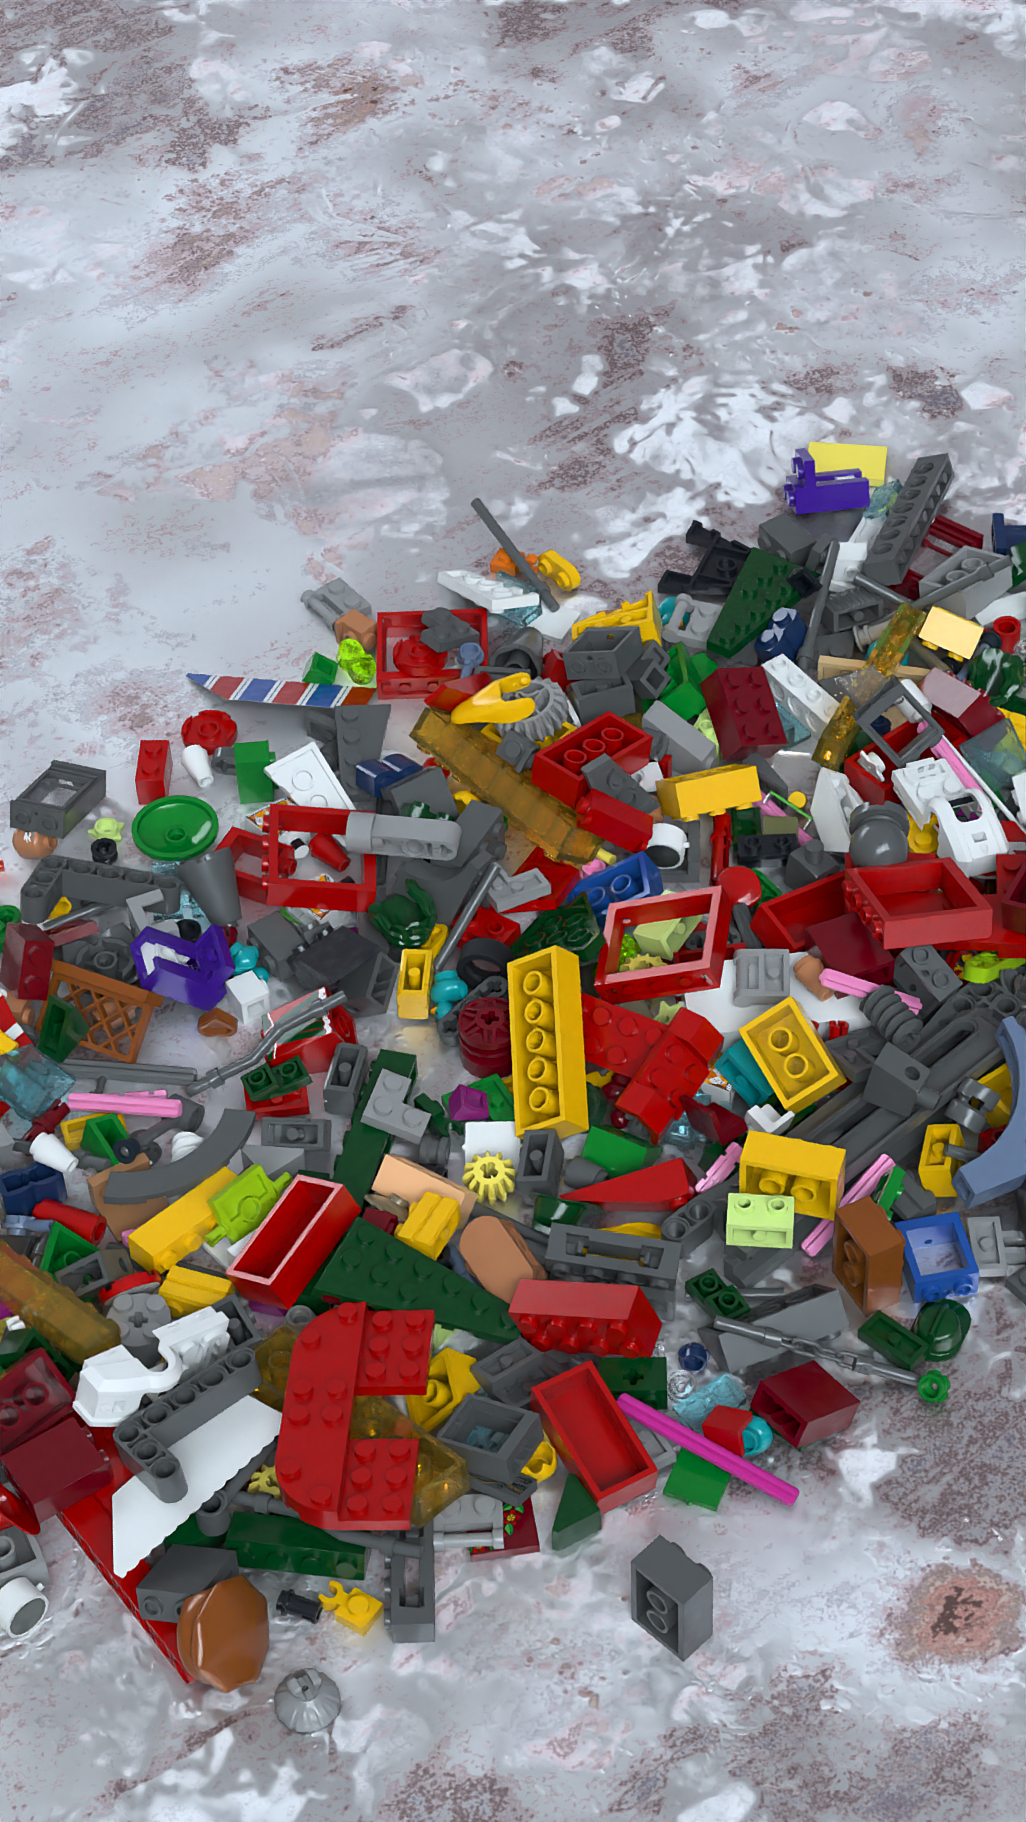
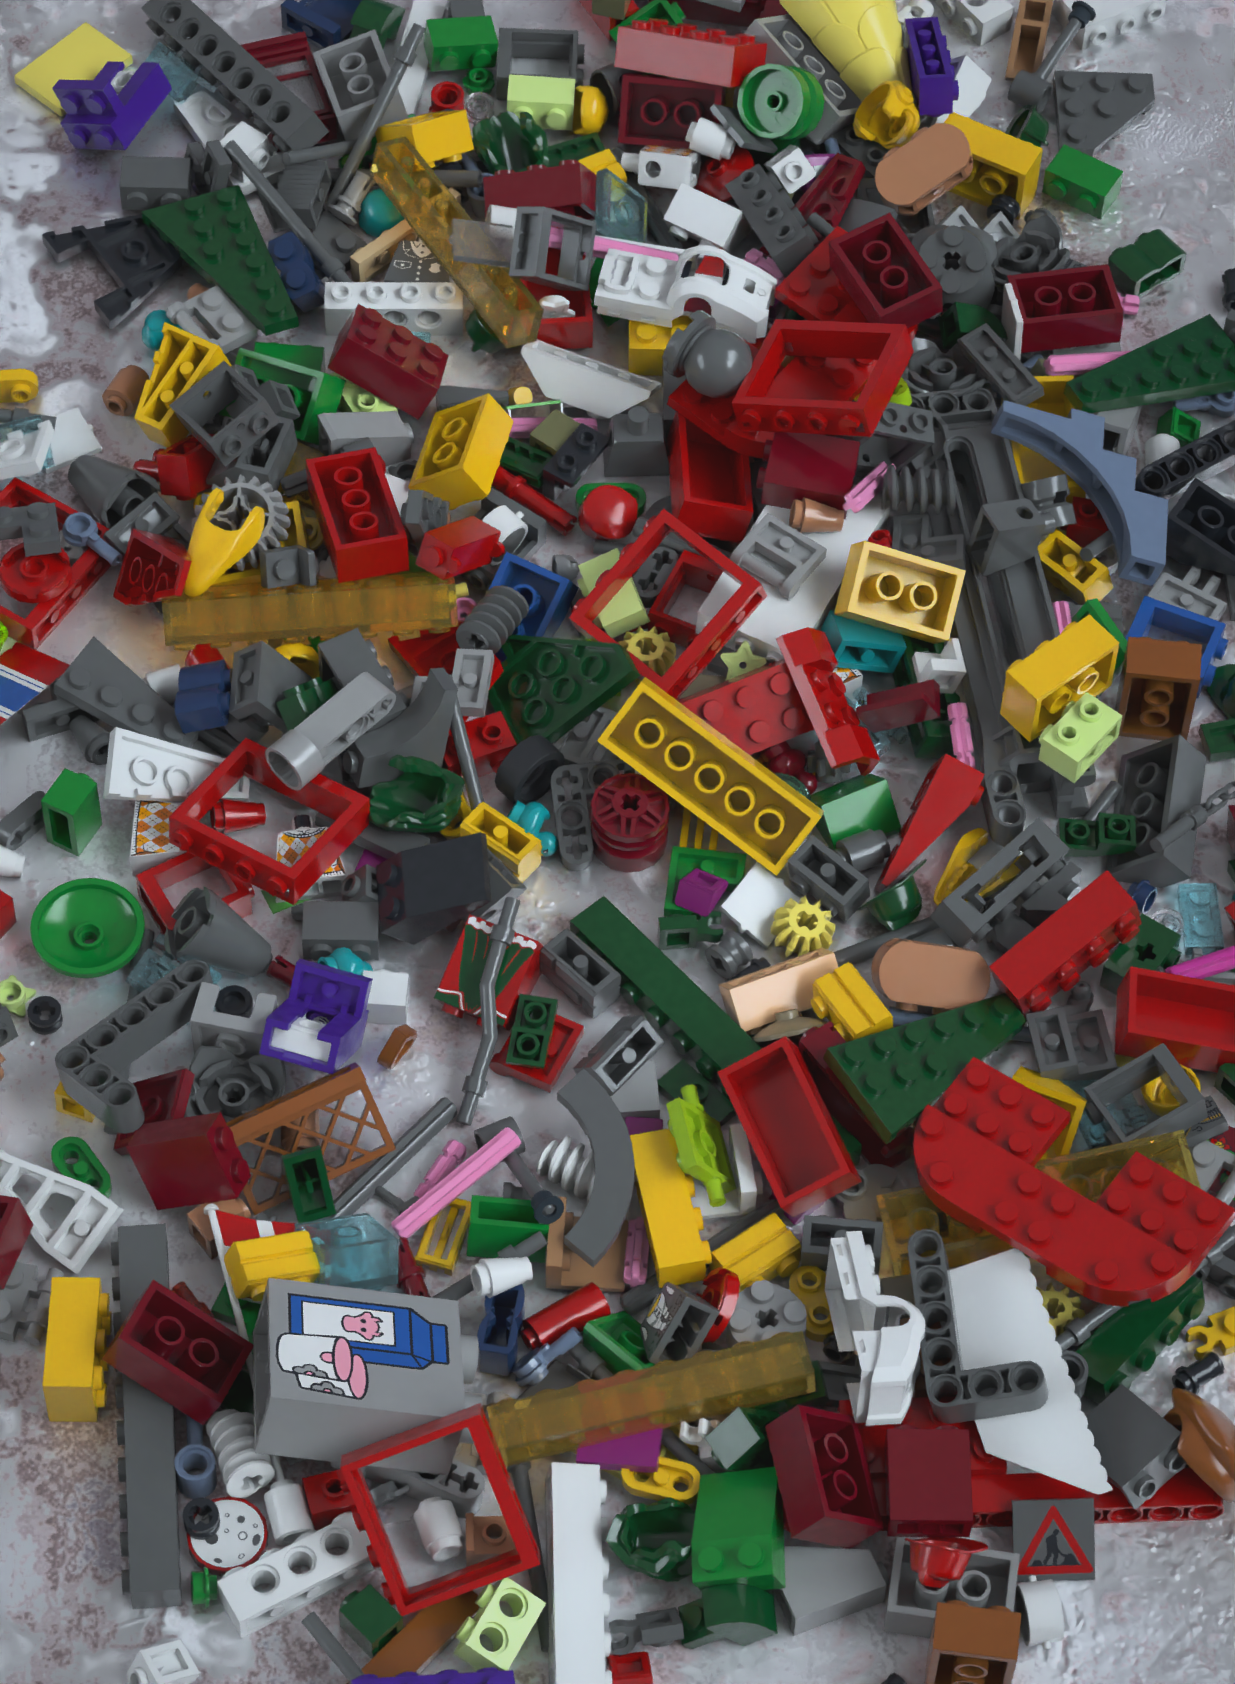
camera: 60 degrees left, 10 degrees up
(88, 1587) = (1054, 1538): none -> dark grey piece
(389, 1113) = (665, 959): light grey plate -> none
(578, 872) = (492, 619): none -> dark grey piece
(803, 581) = (253, 200): black slope -> none

